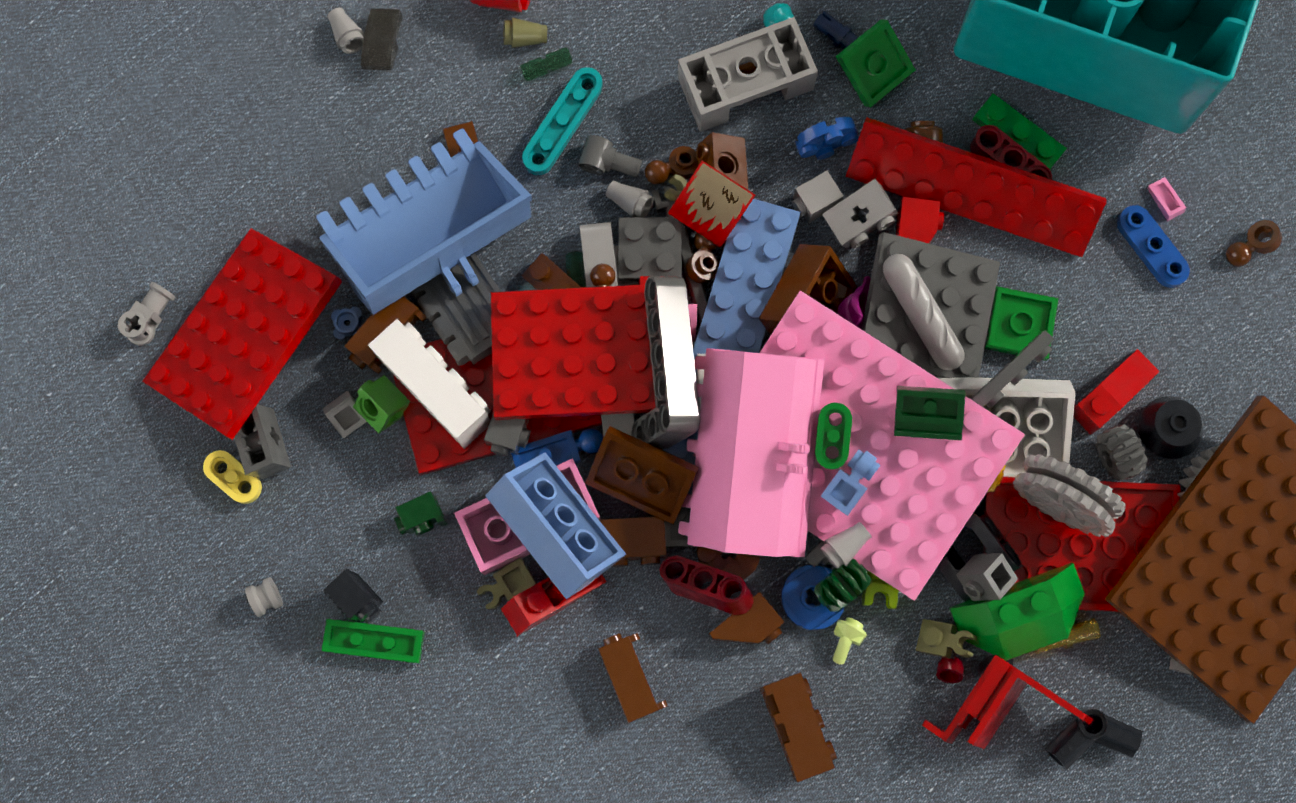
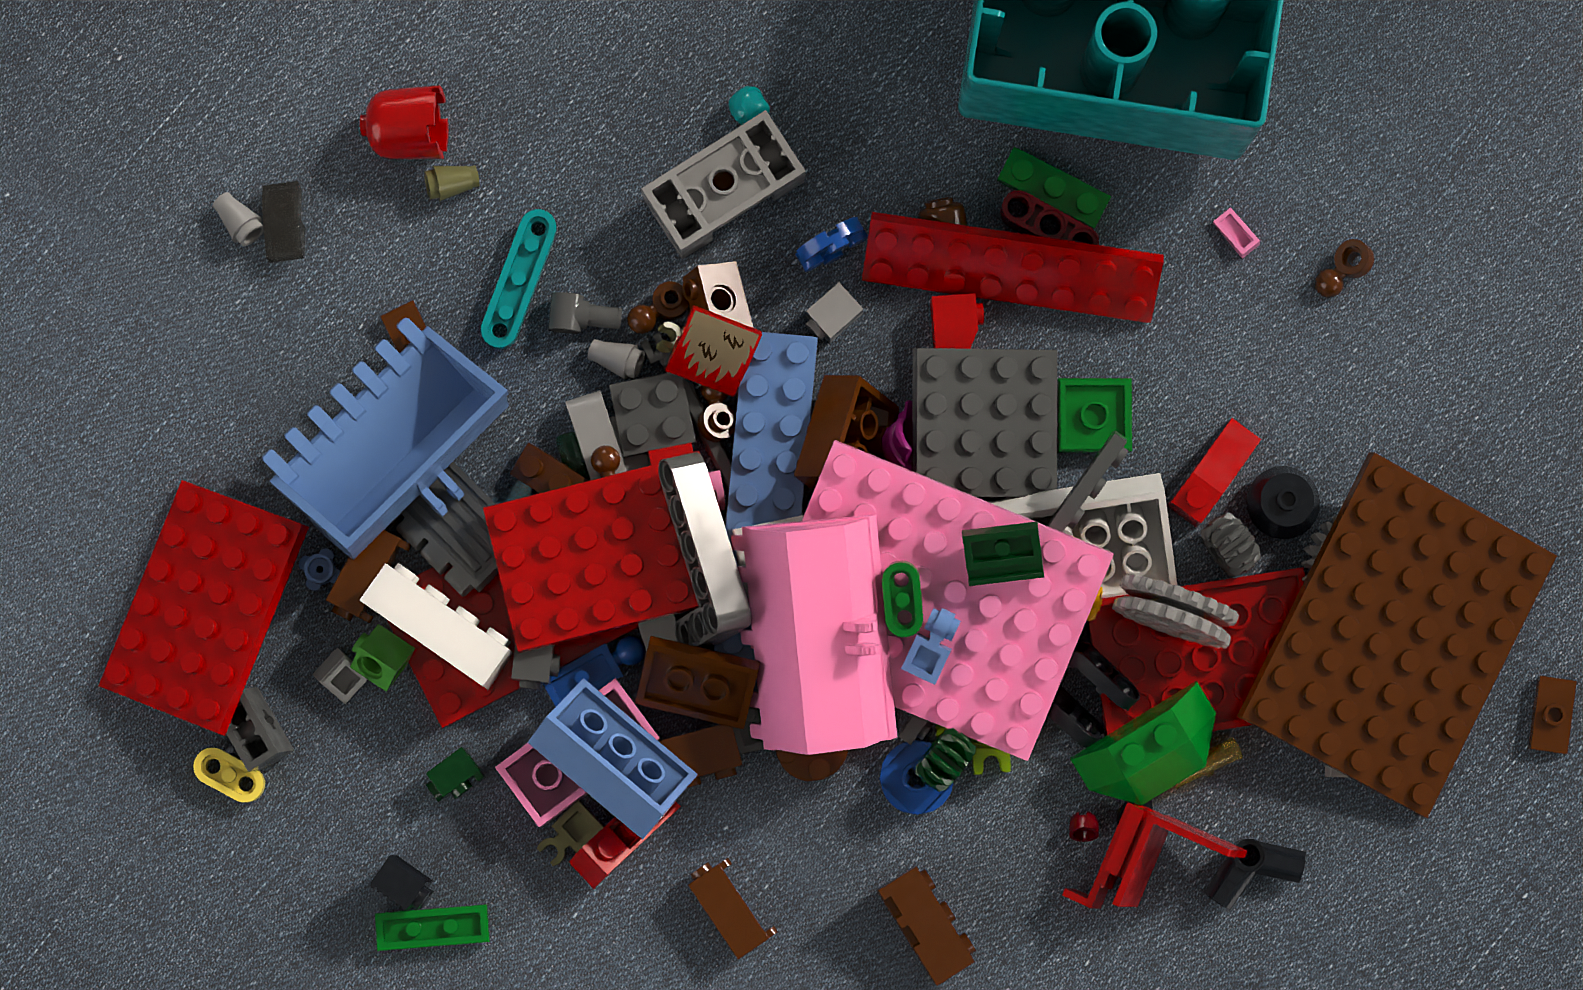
camera: 20 degrees left, 5 degrees up
(145, 315) = (84, 607): light grey connector -> none
(263, 597) = (297, 903): light grey wheel -> none
(539, 66) = (477, 217): clear green piece -> none
(697, 574) = (808, 797): dark red beam -> none
(752, 627) = (852, 821): reddish brown slope -> none
(840, 35) = (826, 111): dark blue pin -> none
(843, 215) = (868, 333): light grey brick -> none
(845, 545) = (939, 716): light grey cone -> none
(850, 632) = (964, 808): yellowish green plate -> none
(875, 63) = (871, 139): green plate -> none
(923, 312) = (978, 431): light grey piece -> none
(941, 638) = (1067, 795): olive plate -> none
(987, 577) = (1102, 718): dark grey brick -> none
(1156, 260) = (1236, 309): blue plate -> none

